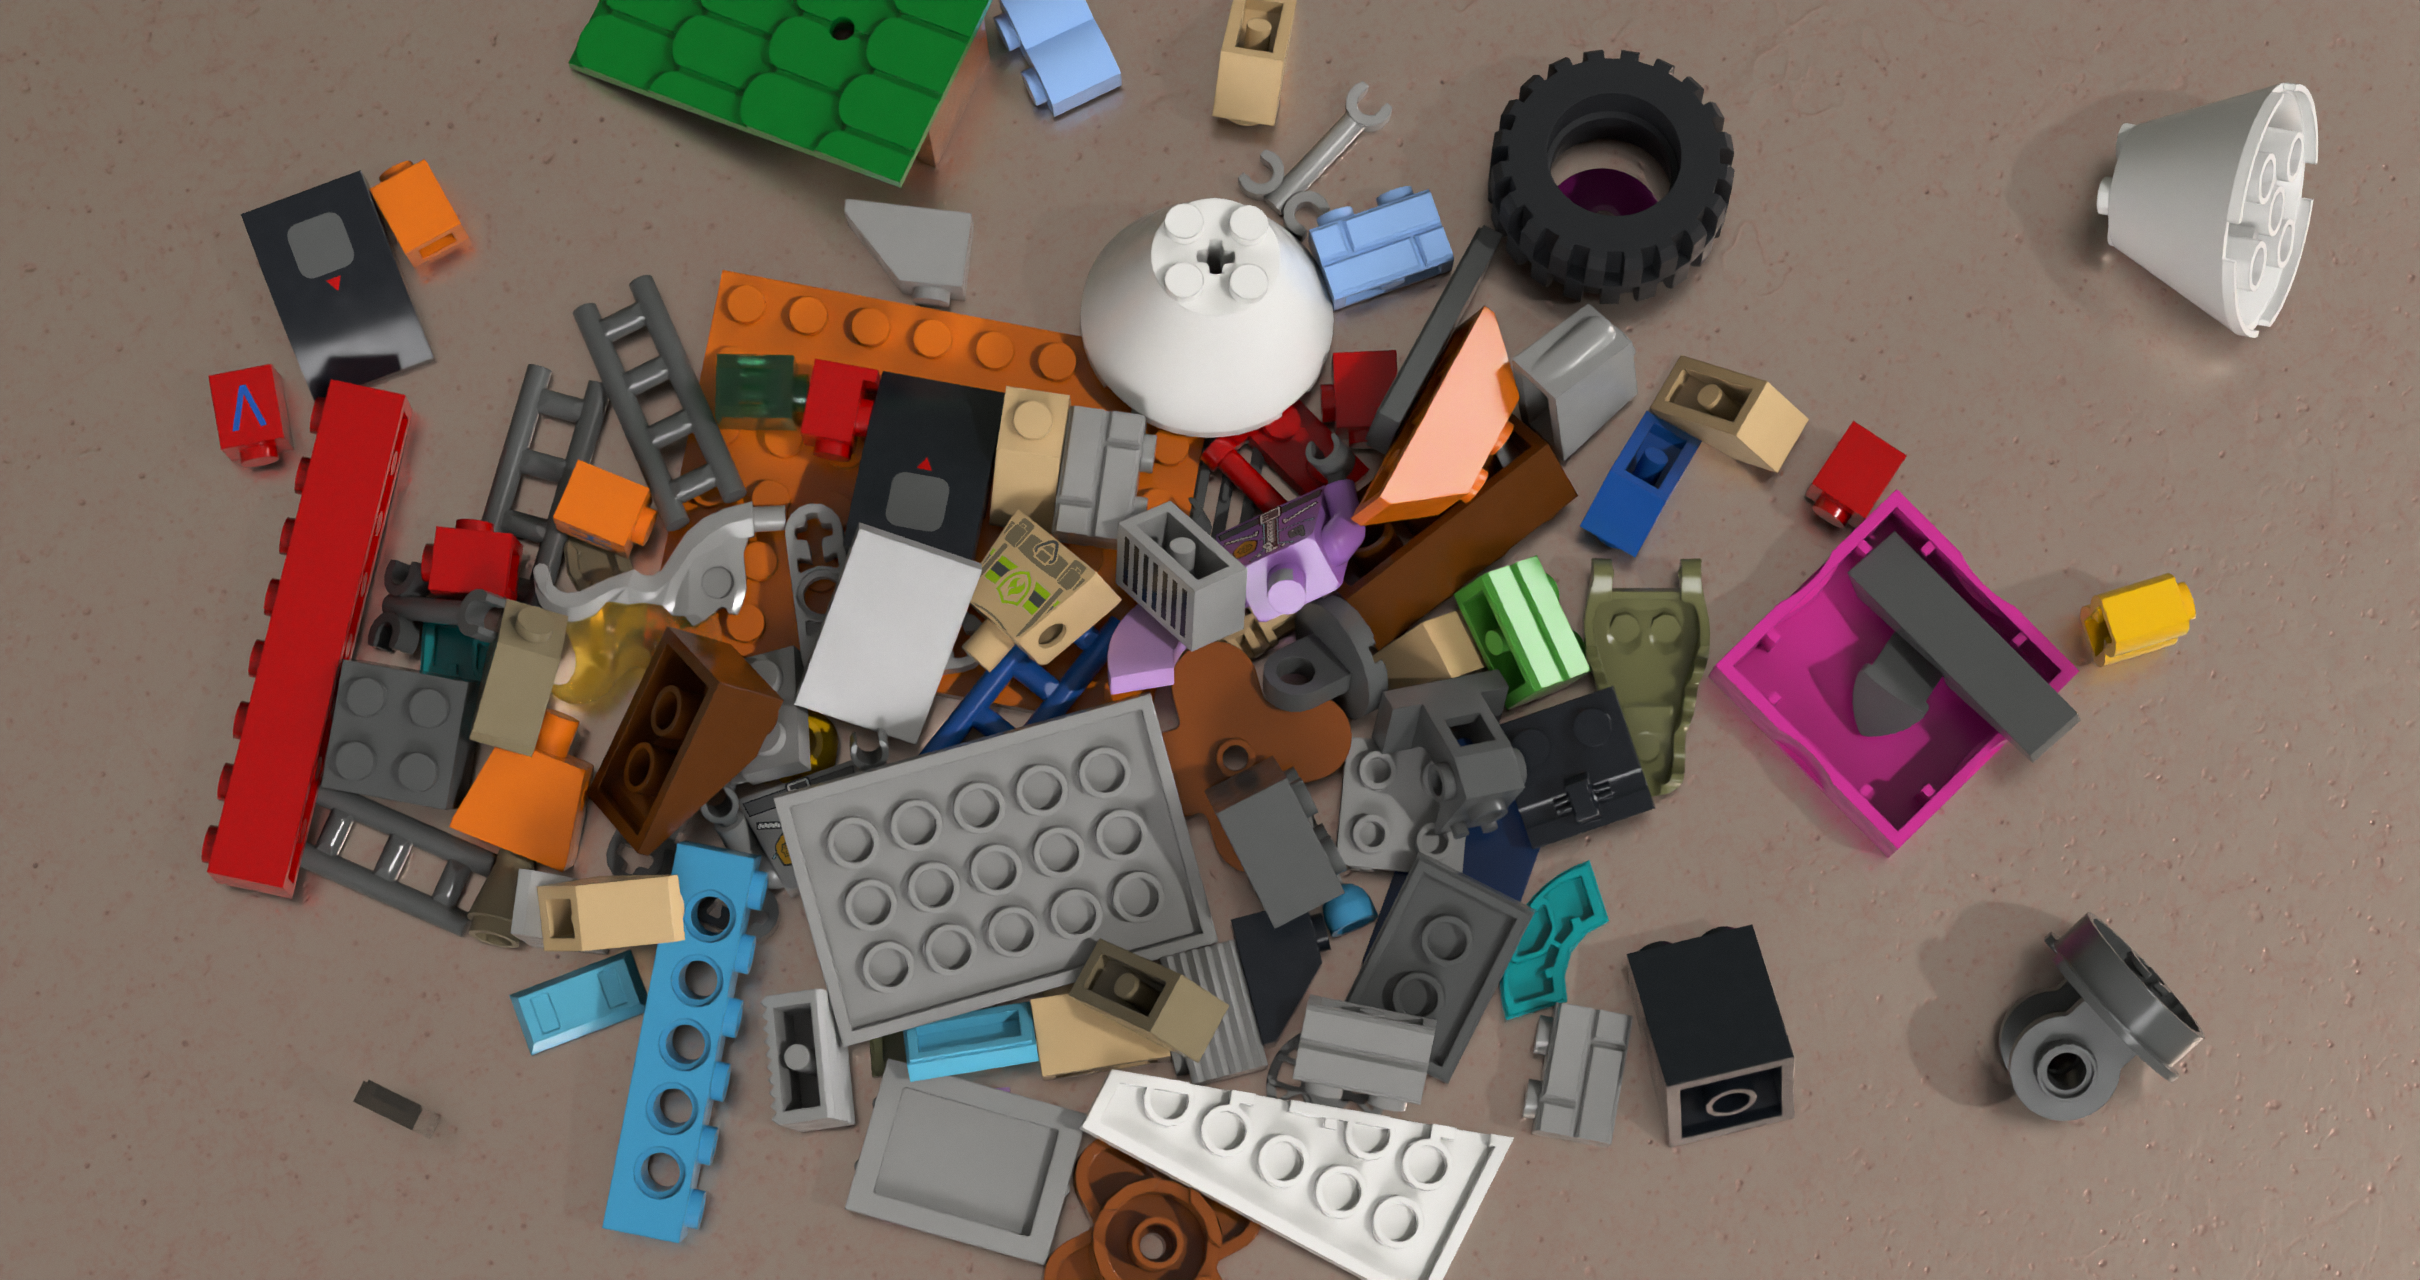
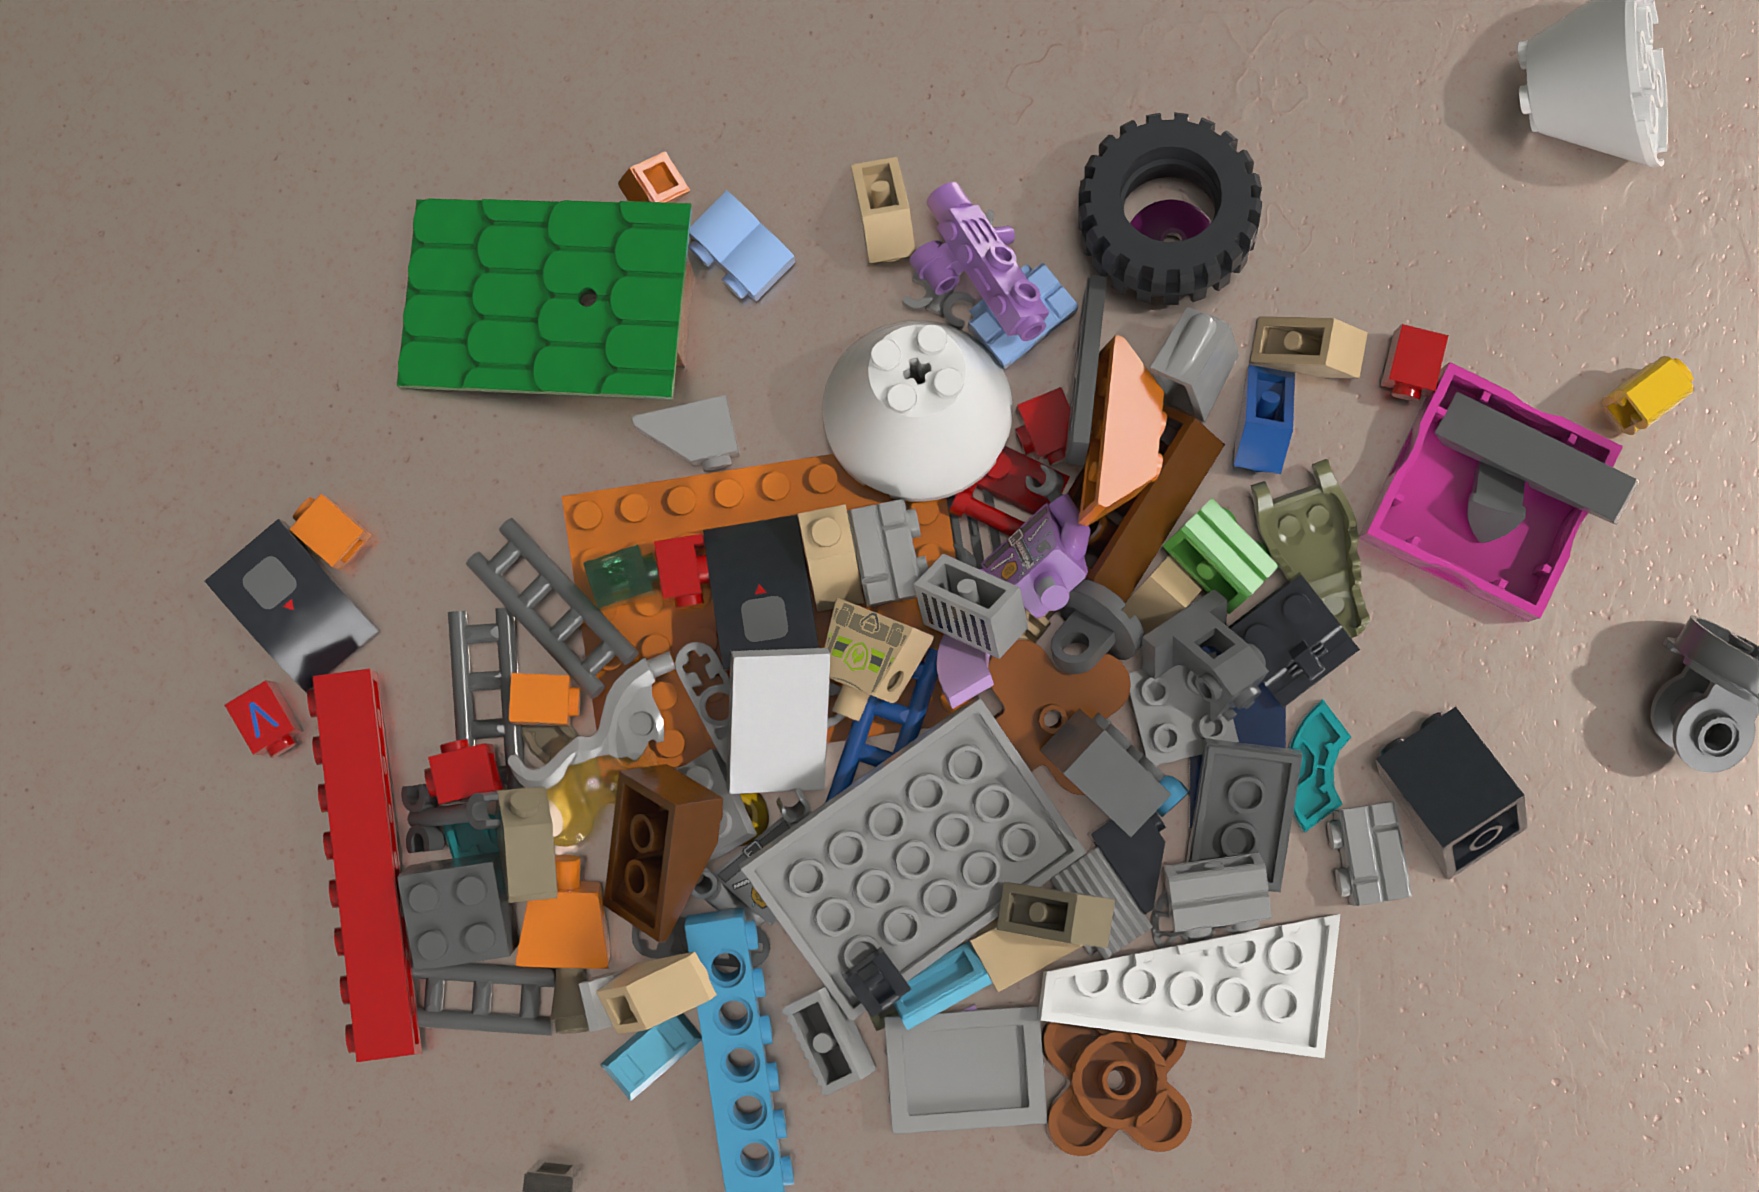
camera: 20 degrees left, 5 degrees up
(893, 1006) = (876, 982): none -> black tile
(1357, 157) = (985, 257): none -> medium lavender piece

